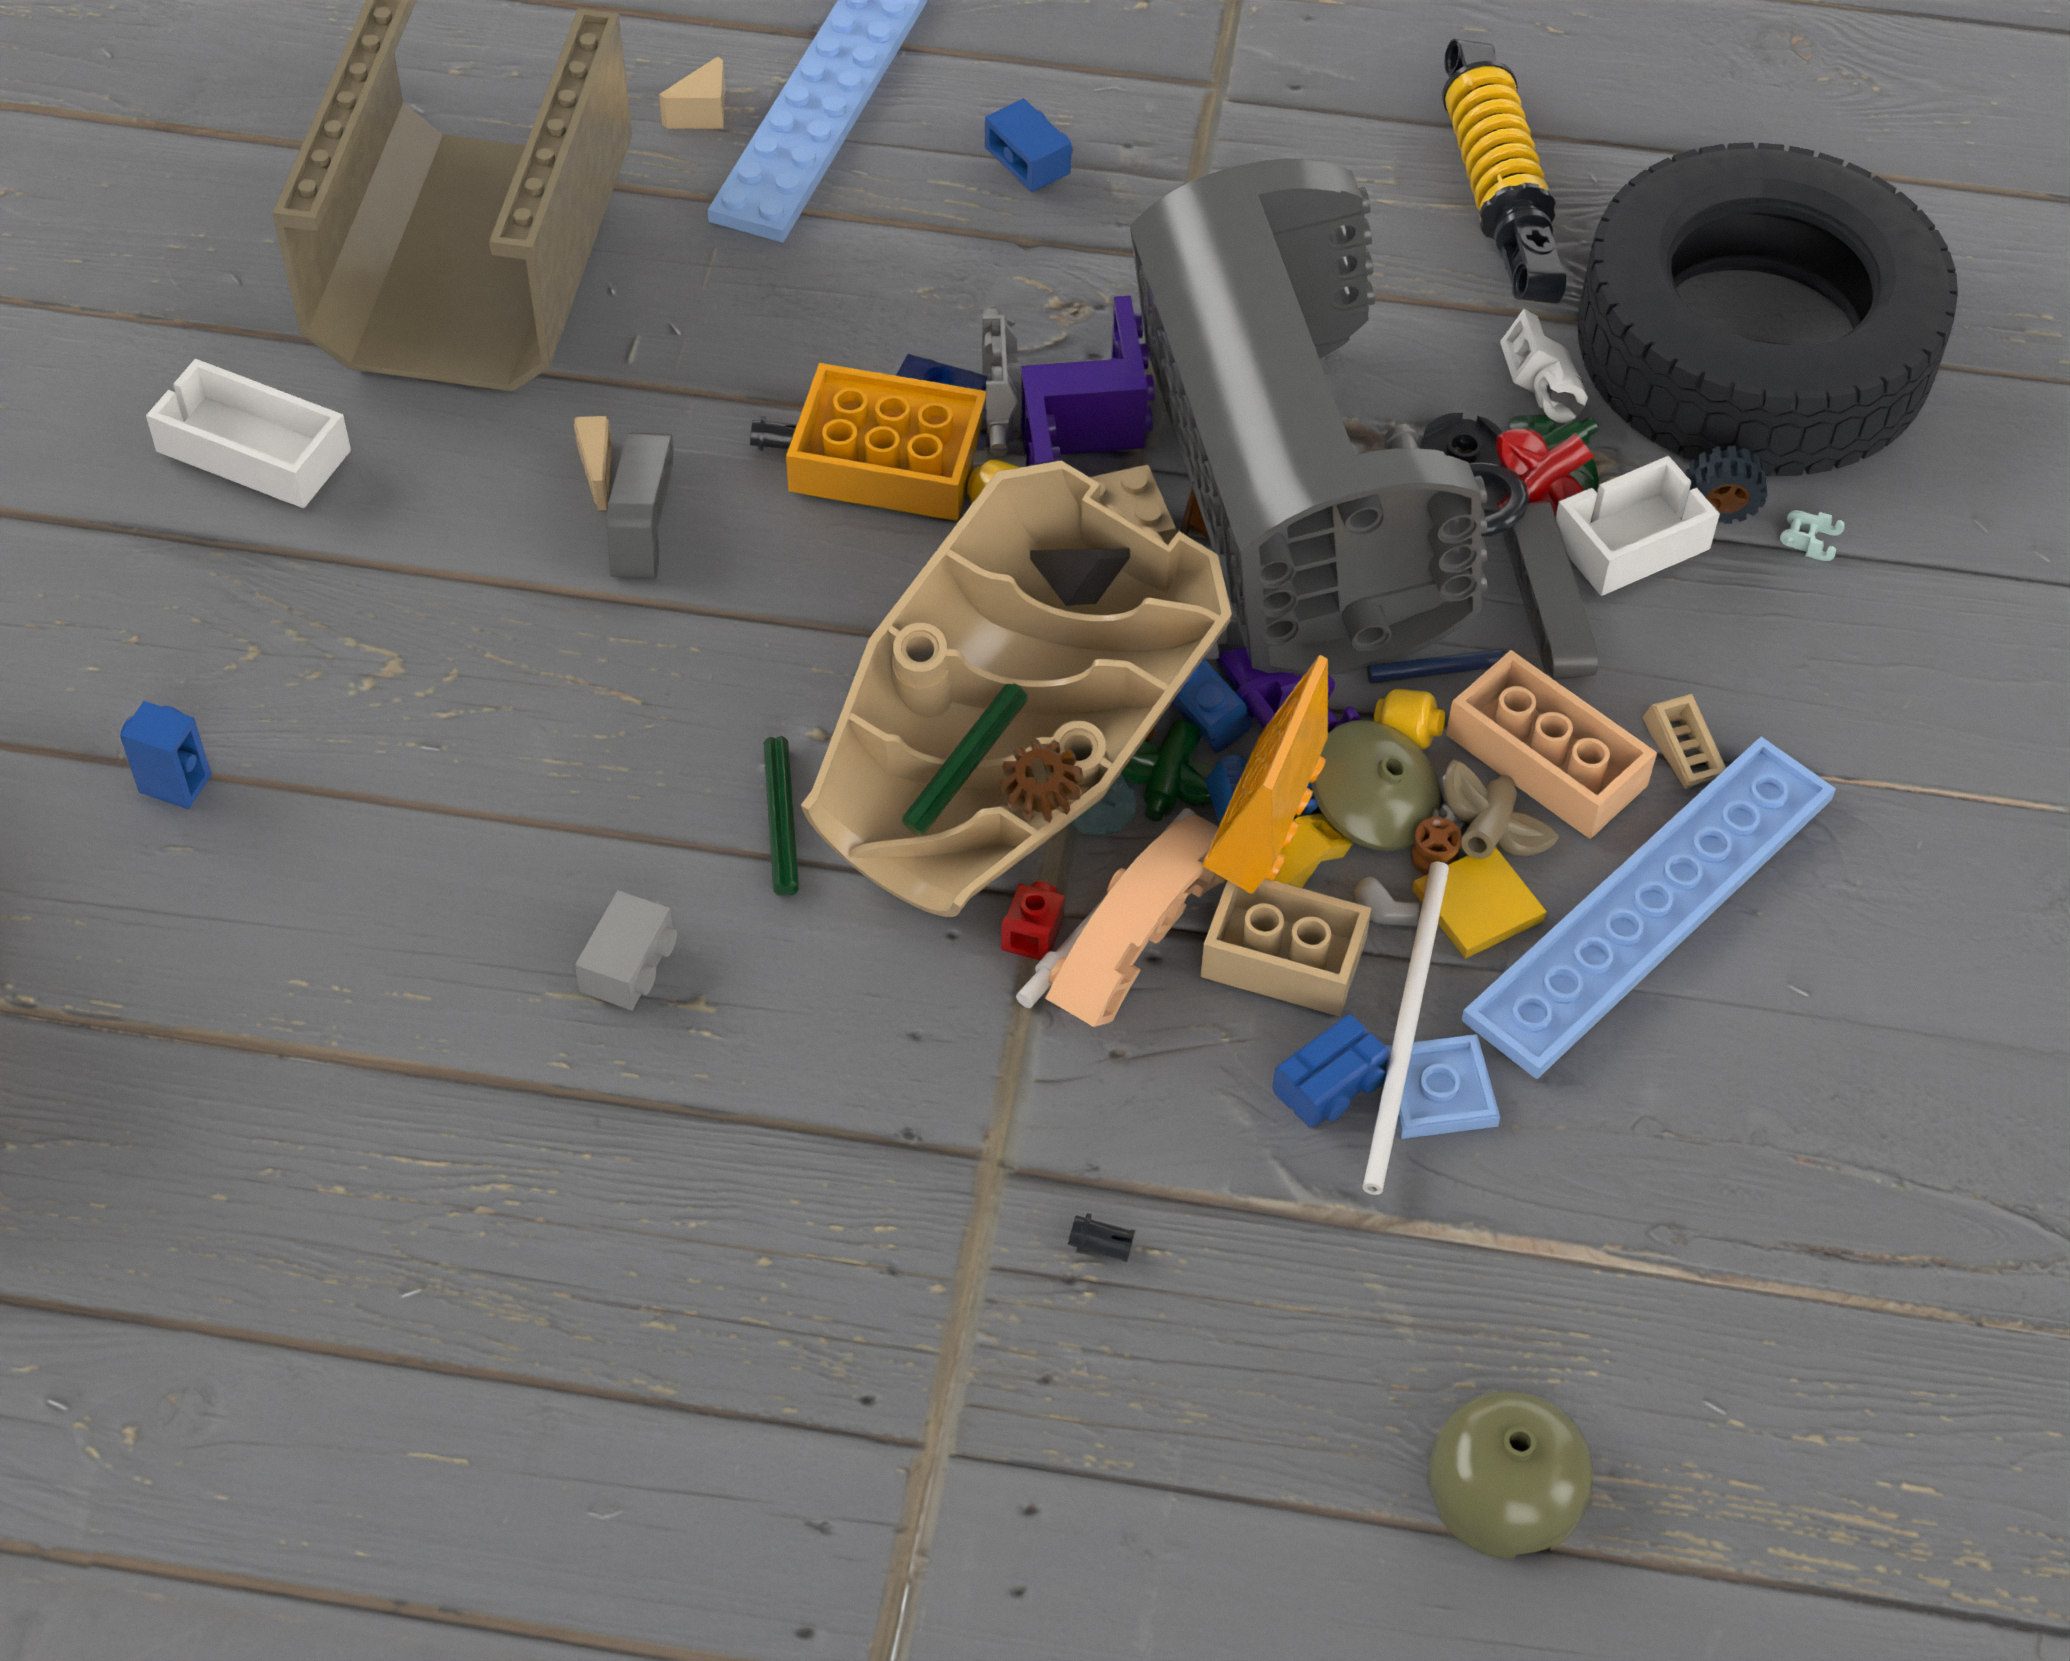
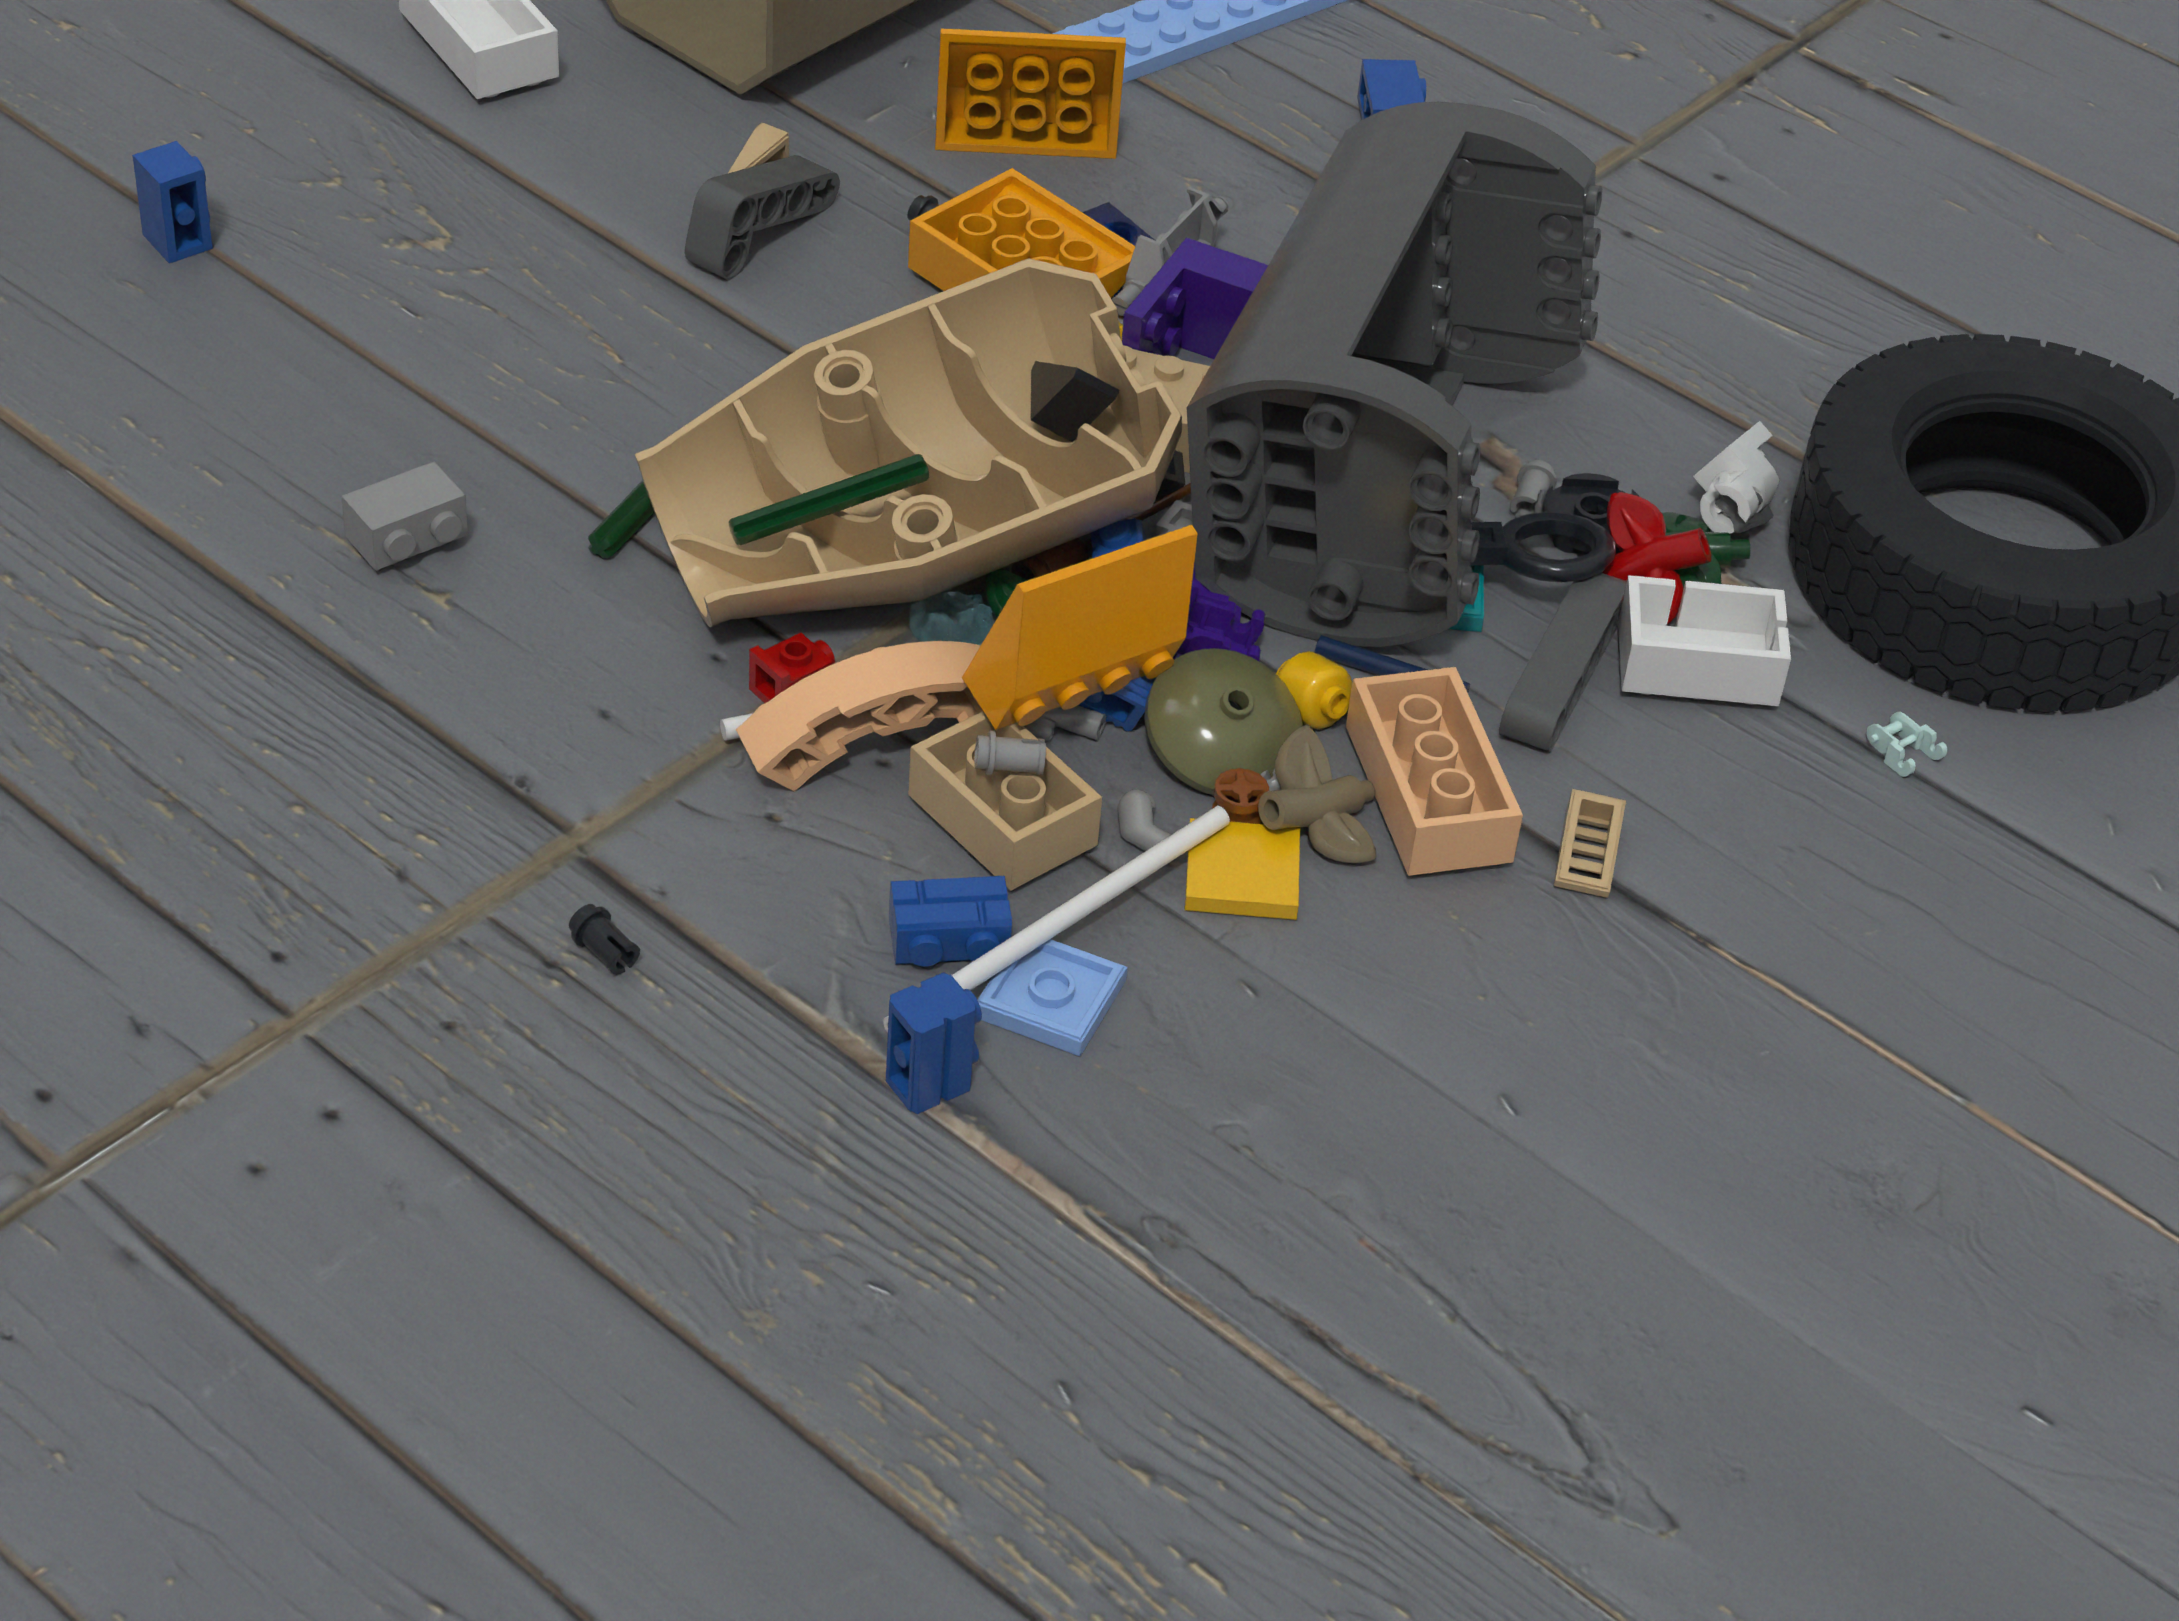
camera: 30 degrees right, 10 degrees down
(767, 285) = (1029, 93): none -> light orange slope
(1037, 763) = (855, 523): reddish brown gear -> none
(1280, 917) = (1009, 754): none -> light grey pin
(1313, 842) = (1092, 733): yellow slope -> none
(1422, 1187) = (931, 1042): none -> blue brick
(1503, 168) = (1857, 301): piece -> none
(1507, 1497) = (793, 1321): olive cylinder -> none
(1647, 907) = (1412, 952): light blue plate -> none
(1730, 482) = (1836, 651): black wheel -> none

